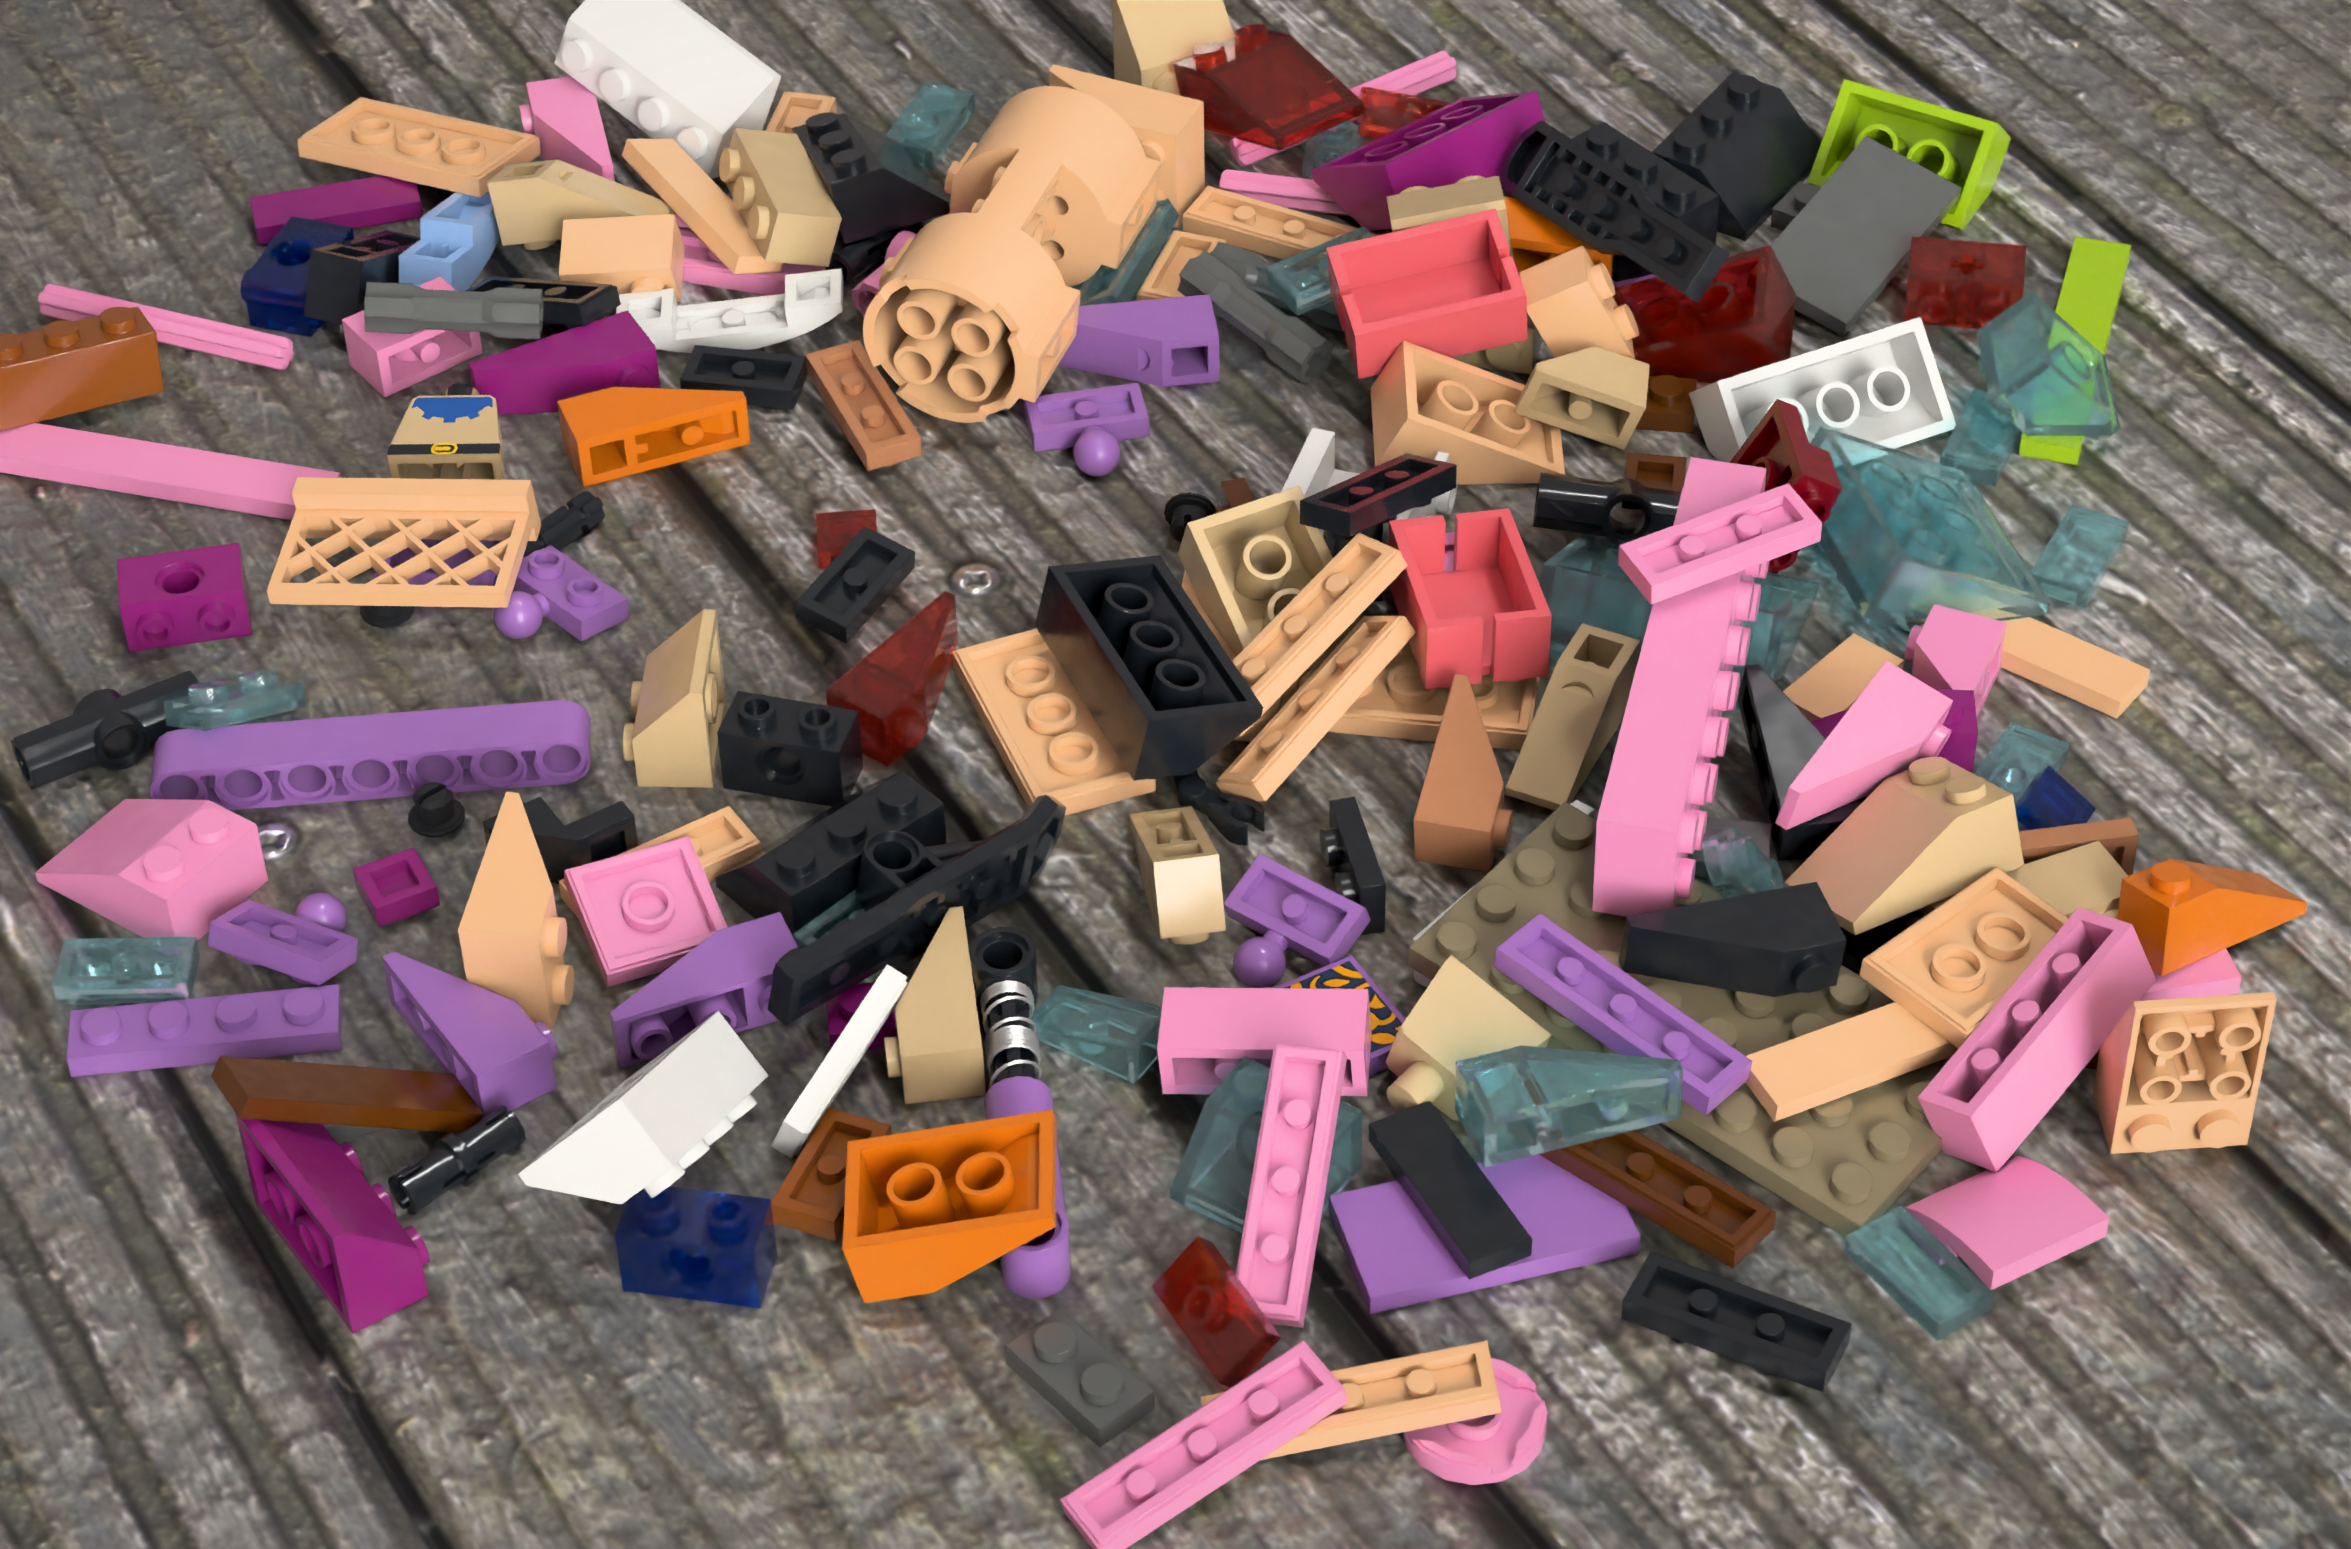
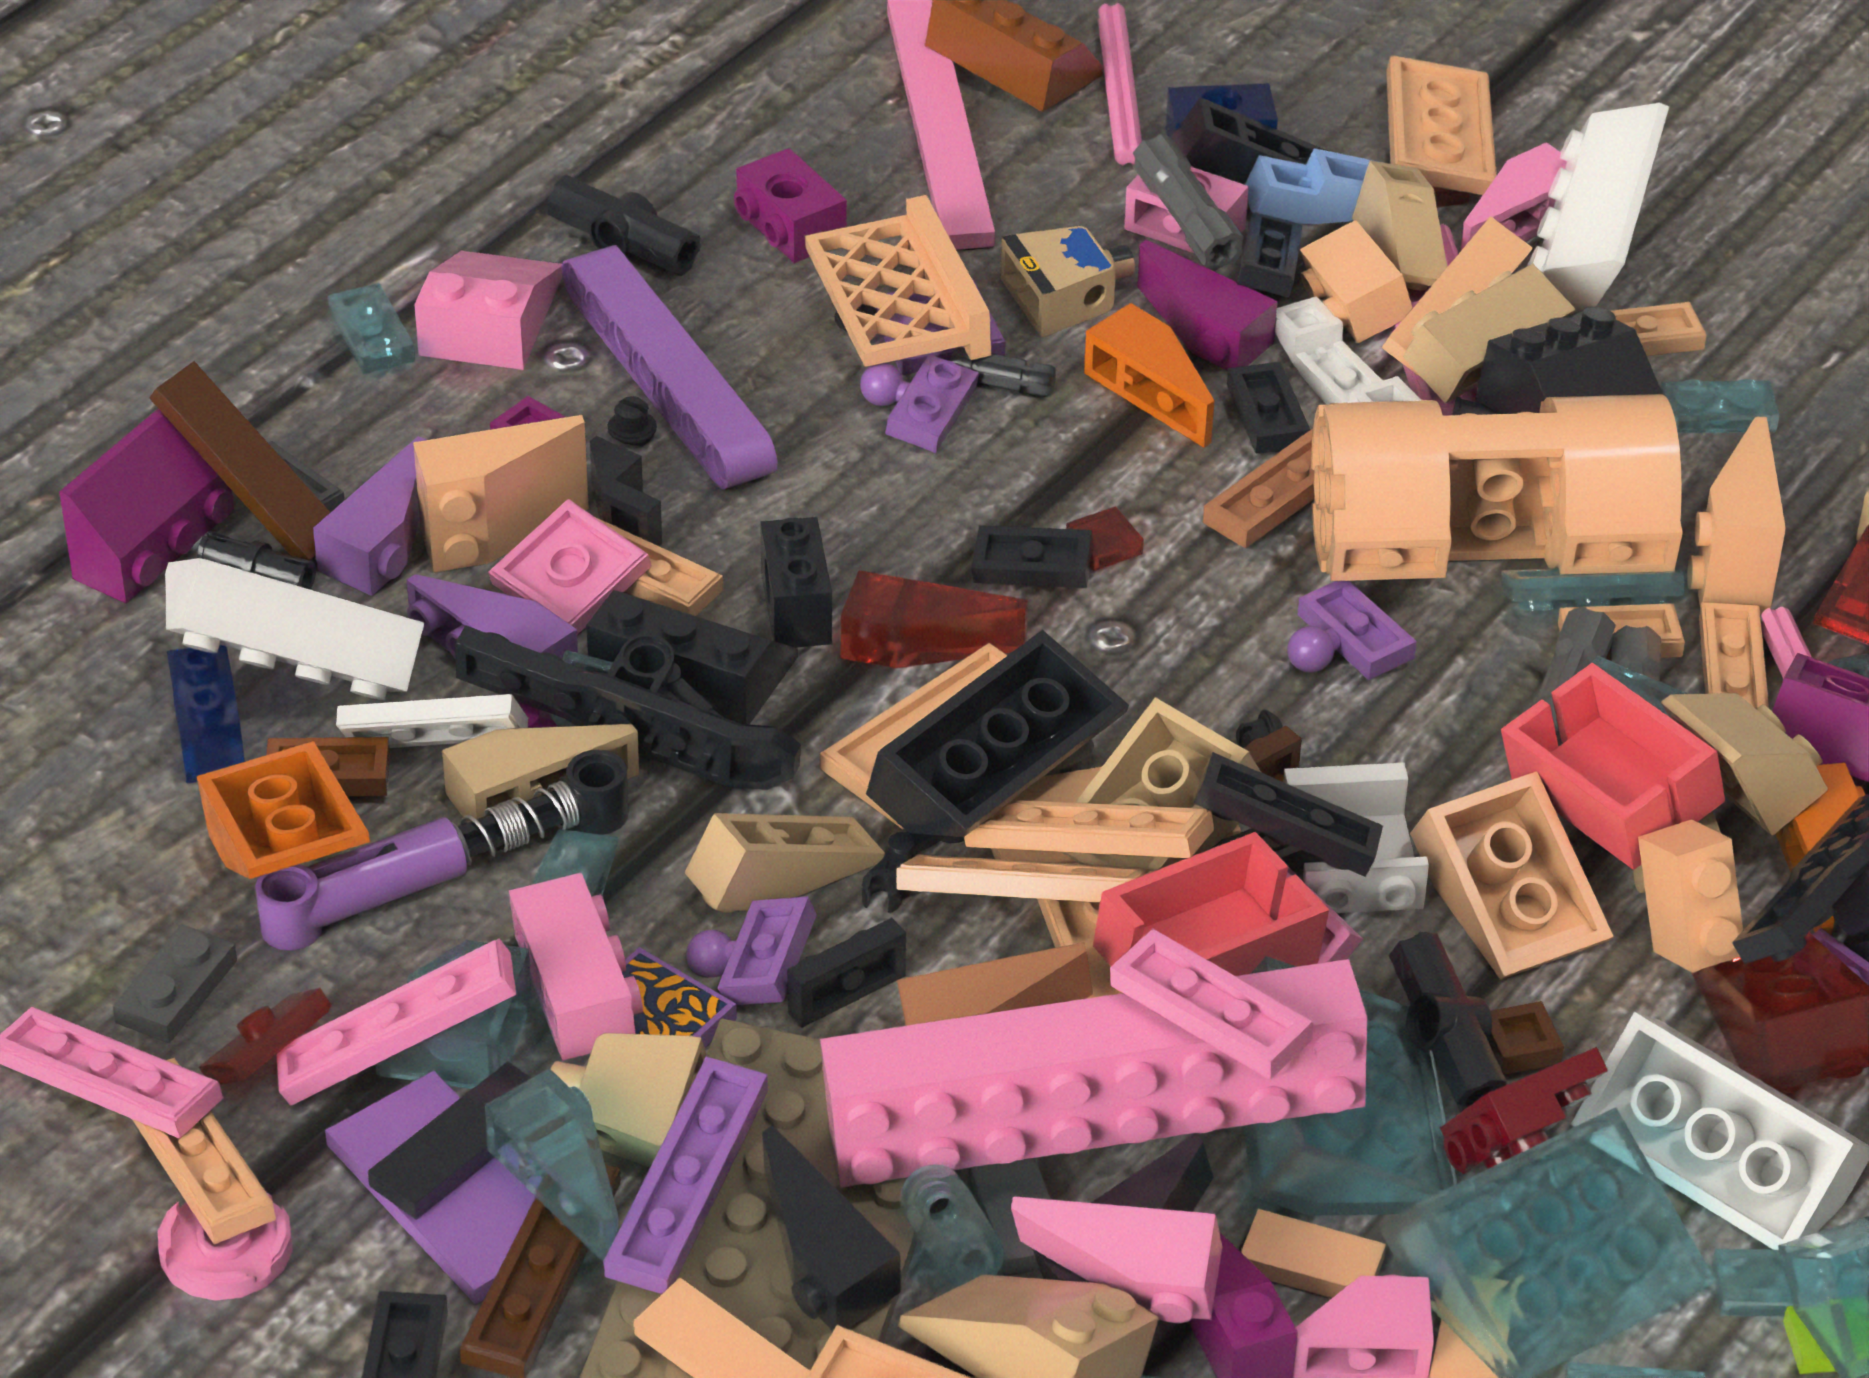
camera: 65 degrees right, 0 degrees up
(204, 1029) = (338, 393): medium lavender plate -> none
(219, 705) = (688, 277): clear light blue plate -> none
(301, 945) = (439, 394): medium lavender plate -> none
(346, 203) = (1334, 112): magenta tile -> none
(679, 709) = (818, 487): tan slope -> none
(1148, 341) = (1490, 634): medium lavender slope -> none
(1588, 394) = (1605, 946): tan slope -> none
(1669, 405) = (1670, 1006): reddish brown plate -> none

